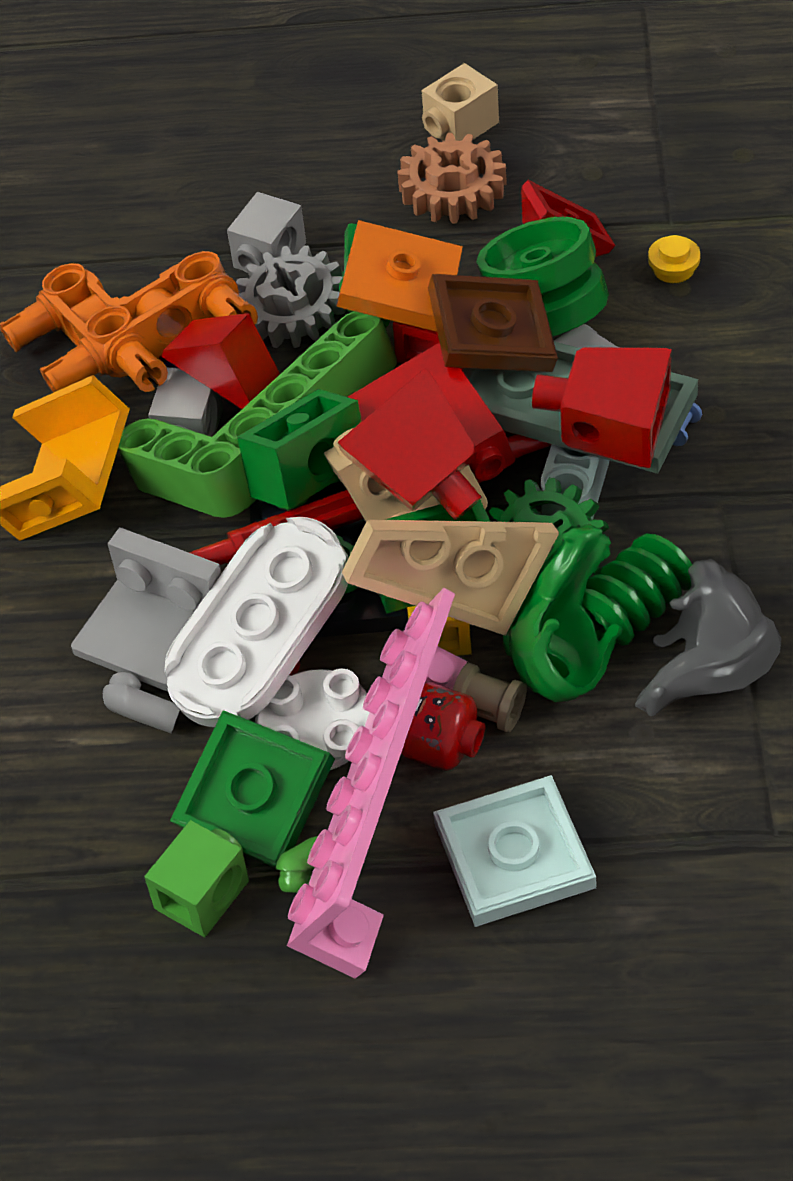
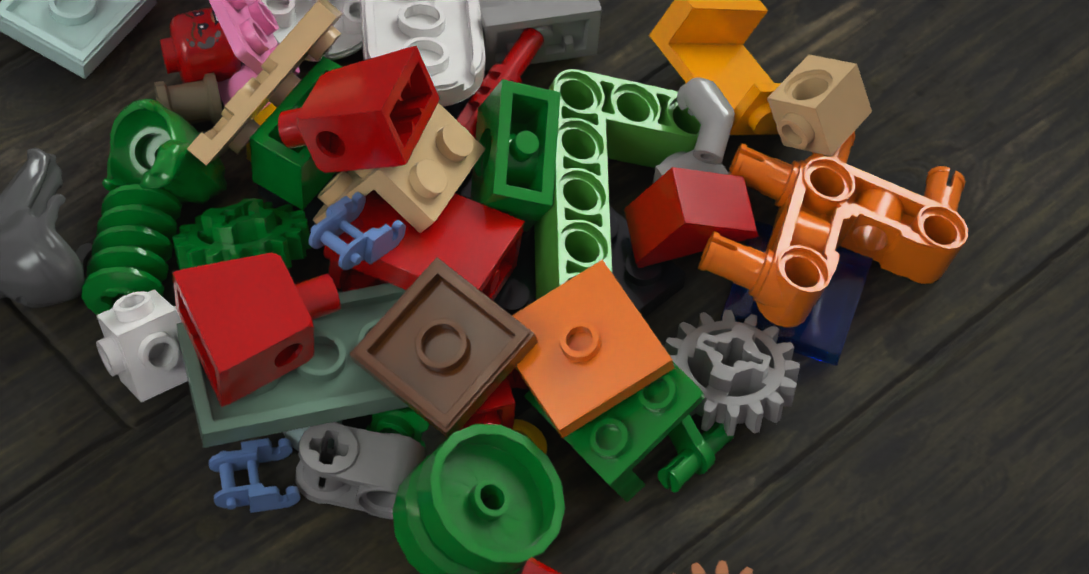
camera: 130 degrees right, 5 degrees up
(40, 346) = (819, 105): none -> tan brick
(132, 406) = (714, 115): none -> light grey arm
(265, 227) = (831, 432): light grey brick -> none
(486, 396) = (366, 246): none -> medium blue piece
(683, 526) = (142, 344): none -> white brick

